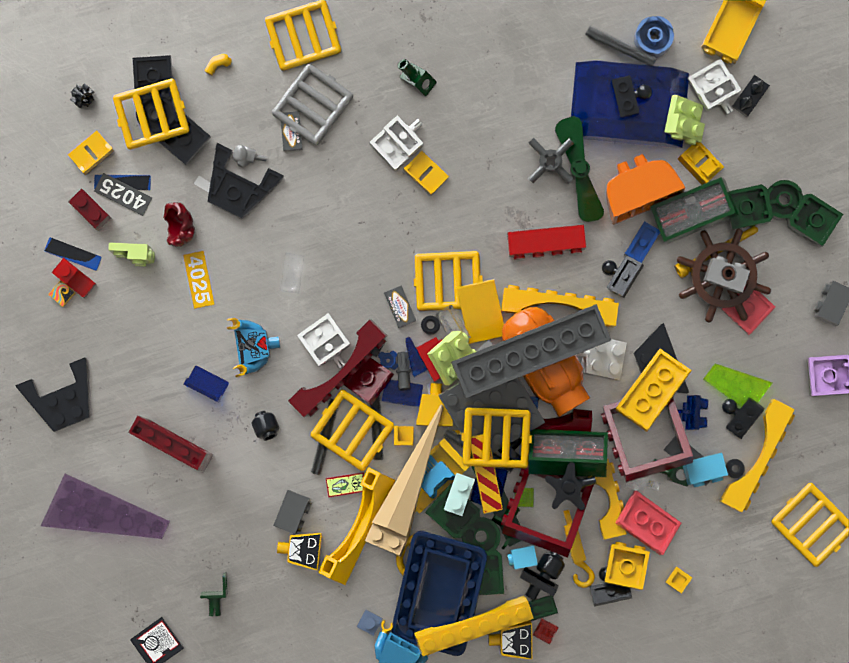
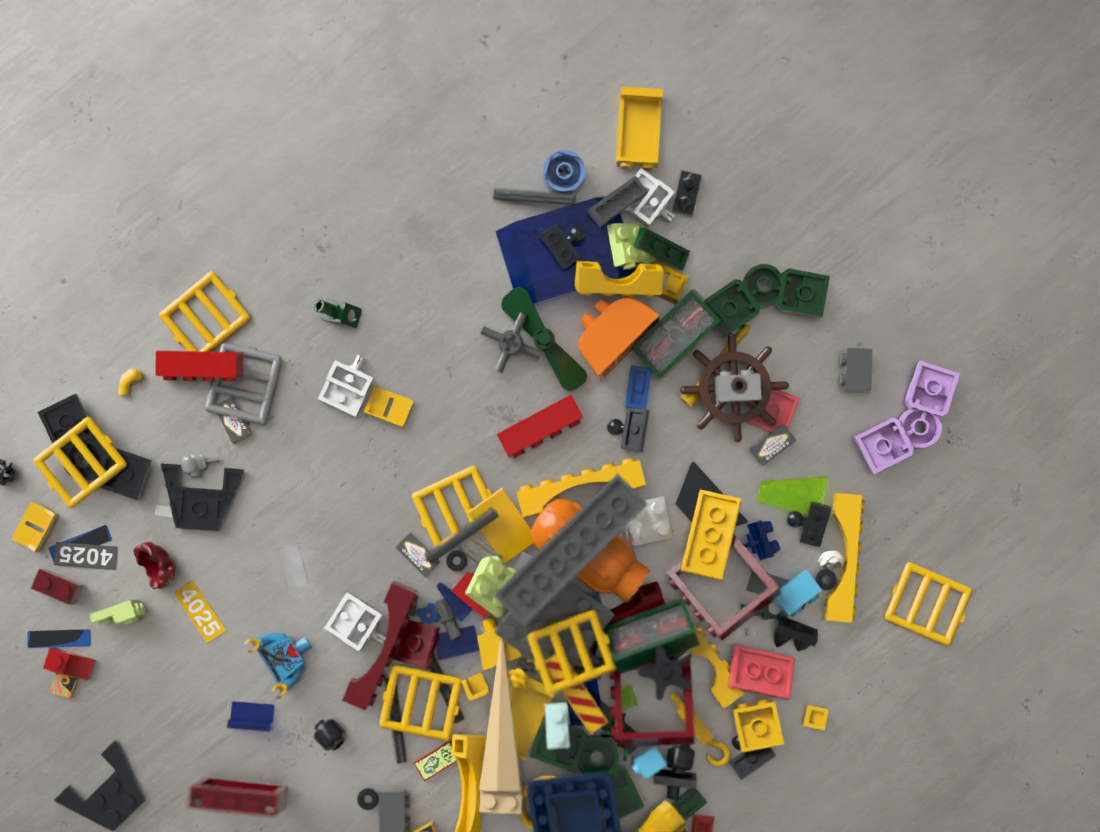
camera: 30 degrees left, 0 degrees up
(270, 488) = (364, 805): none -> black plate
(283, 73) = (199, 364): none -> red brick
(436, 476) = (525, 714): dark azure piece -> none
(442, 442) = (518, 678): none -> yellow plate
(443, 305) = (461, 536): none -> dark grey axle
(685, 154) = (645, 280): none -> yellow arch
(686, 496) = (803, 635): none -> black tile
(689, 78) = (617, 201): none -> dark grey plate
(710, 133) = (661, 248): none -> dark green tile
(736, 336) = (773, 444): none -> tile
(746, 454) = (831, 560): none -> white plate

